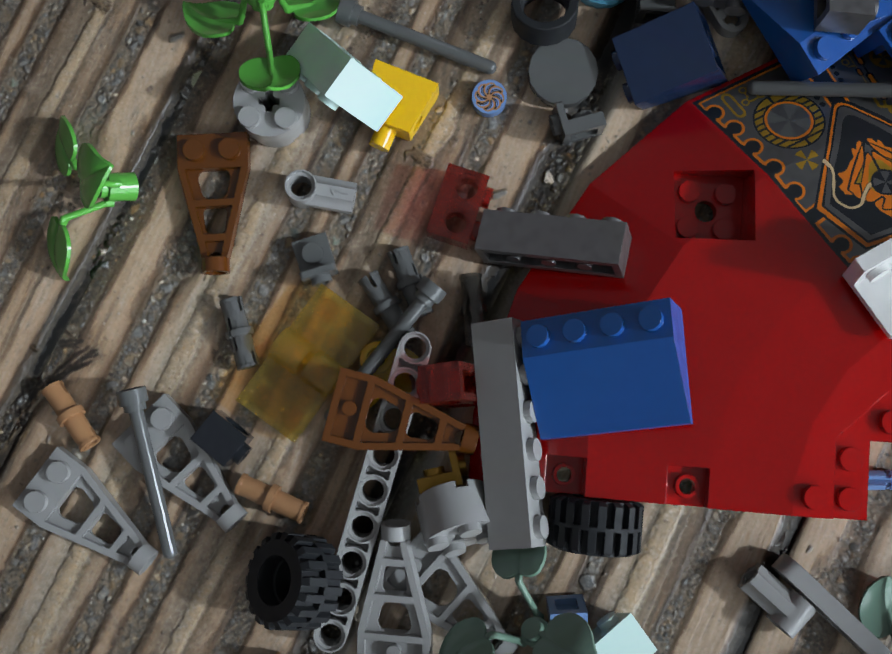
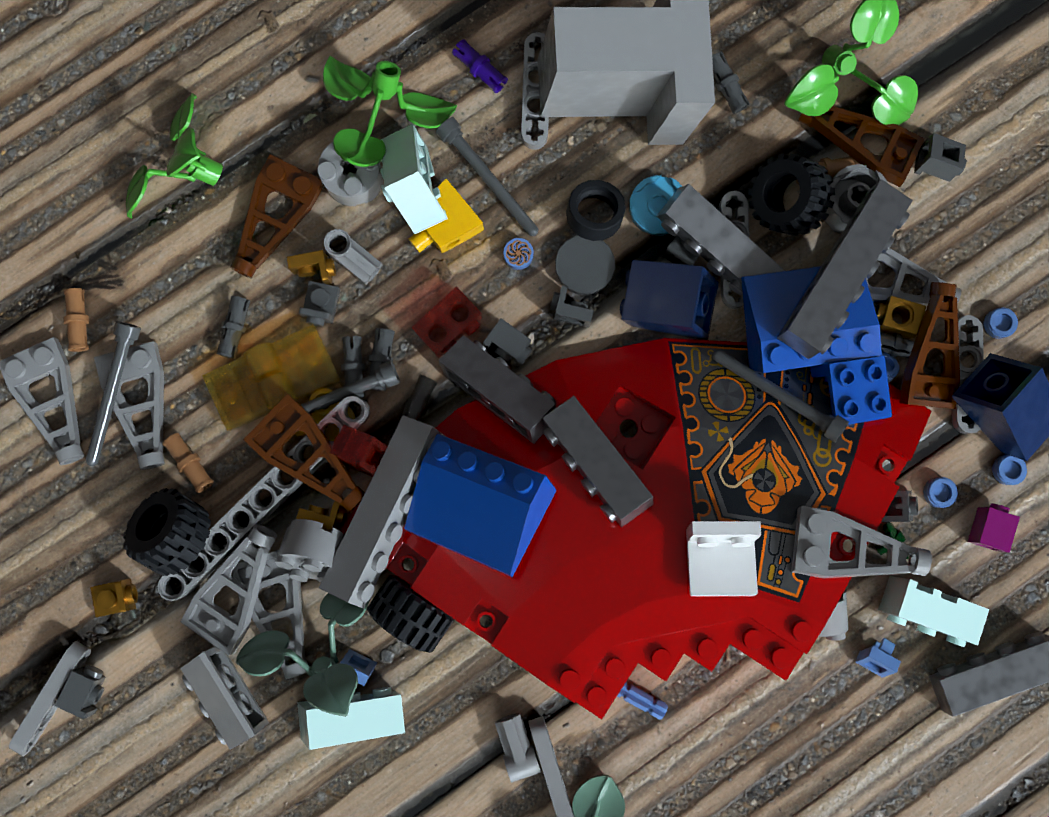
camera: 25 degrees right, 0 degrees up
(223, 439) = (177, 399): black brick -> none
(280, 224) = (307, 264): none -> pearl gold bracket
(533, 191) = (508, 342): none -> dark grey brick
(708, 256) = (597, 461): none -> flat silver brick

